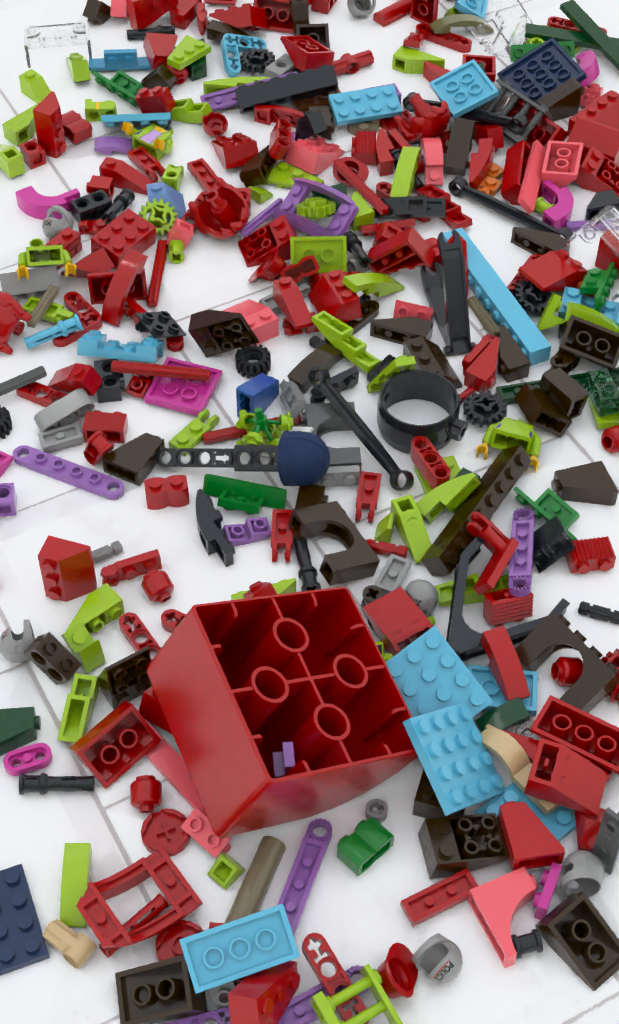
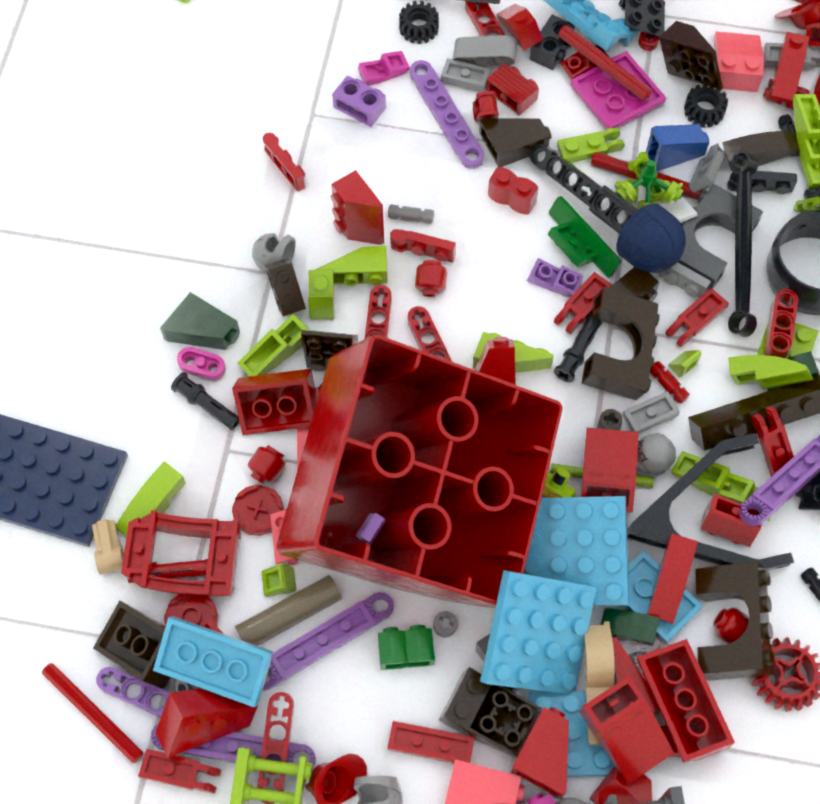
camera: 40 degrees right, 15 degrees up
(210, 529) = (522, 250): black slope -> none
(411, 526) = (708, 377): lime slope -> none
(497, 562) = (769, 466): red piece -> none

